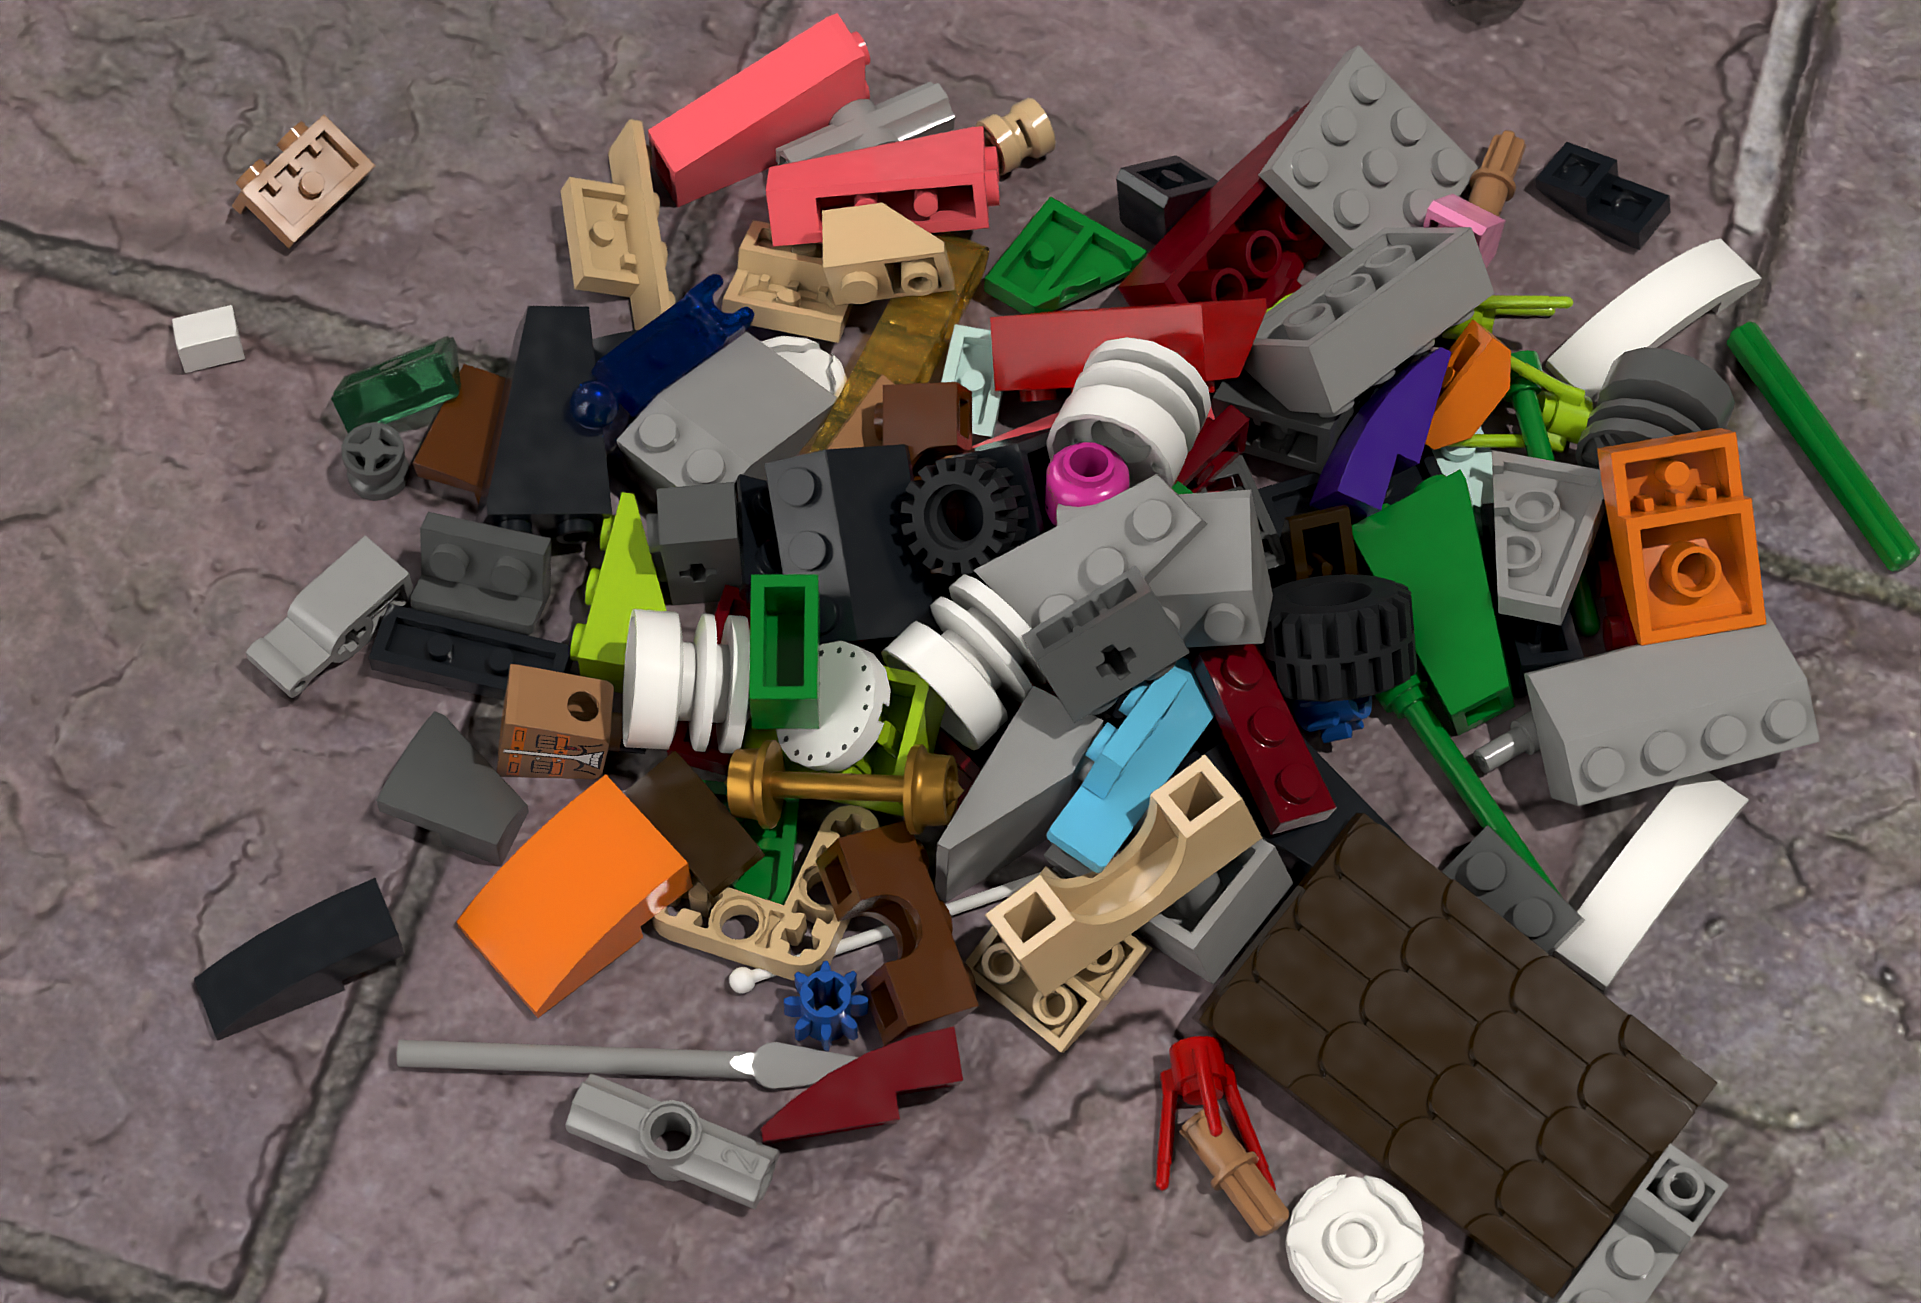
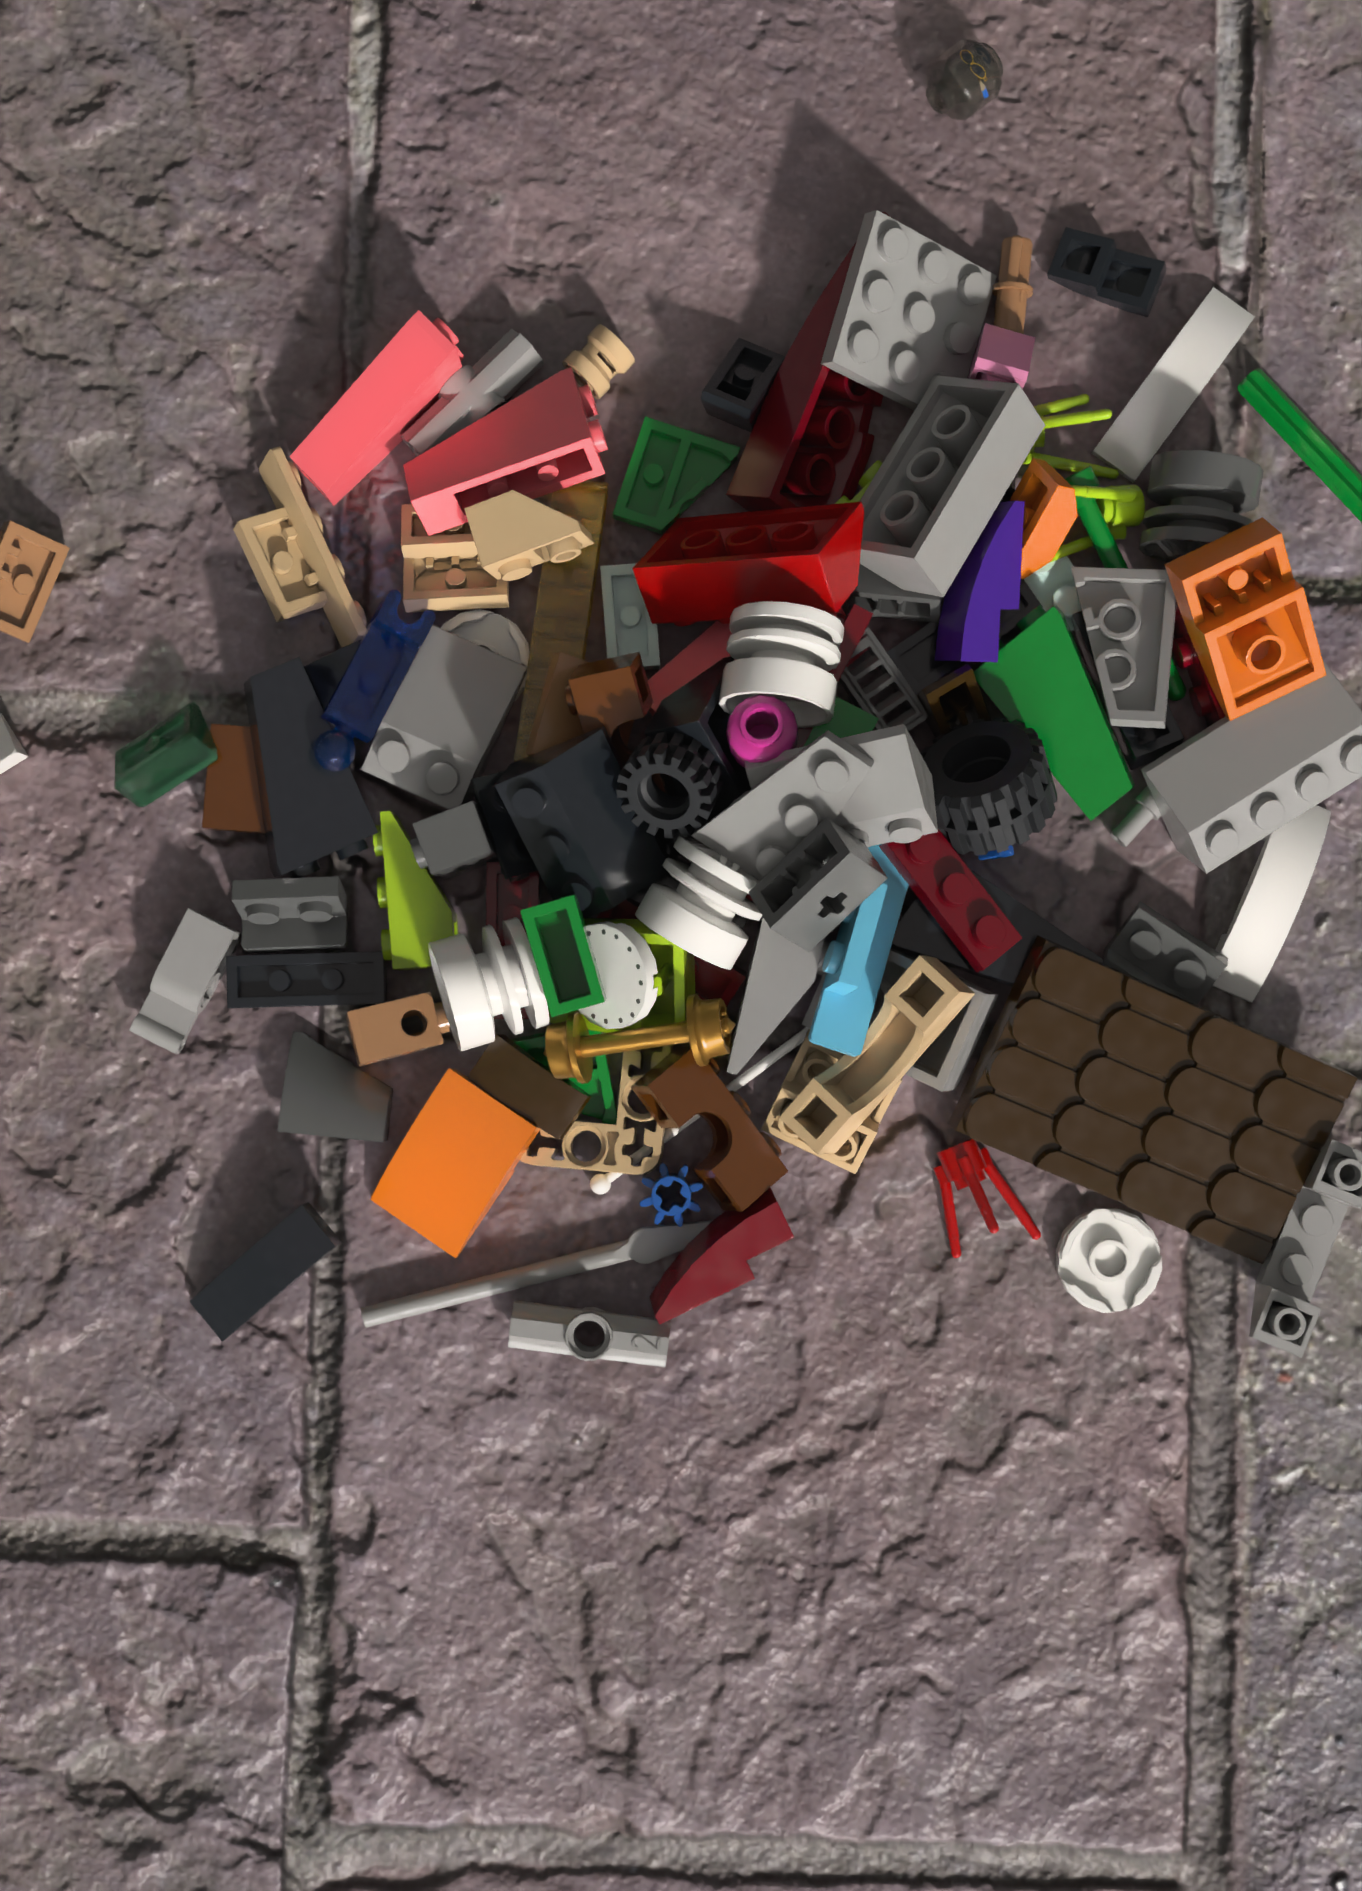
camera: 10 degrees left, 25 degrees up
(367, 447) = (158, 828): dark grey wheel -> none
(1236, 1174) = (1013, 1237): medium nougat axle -> none
(1410, 702) = (1114, 864): green piece -> none

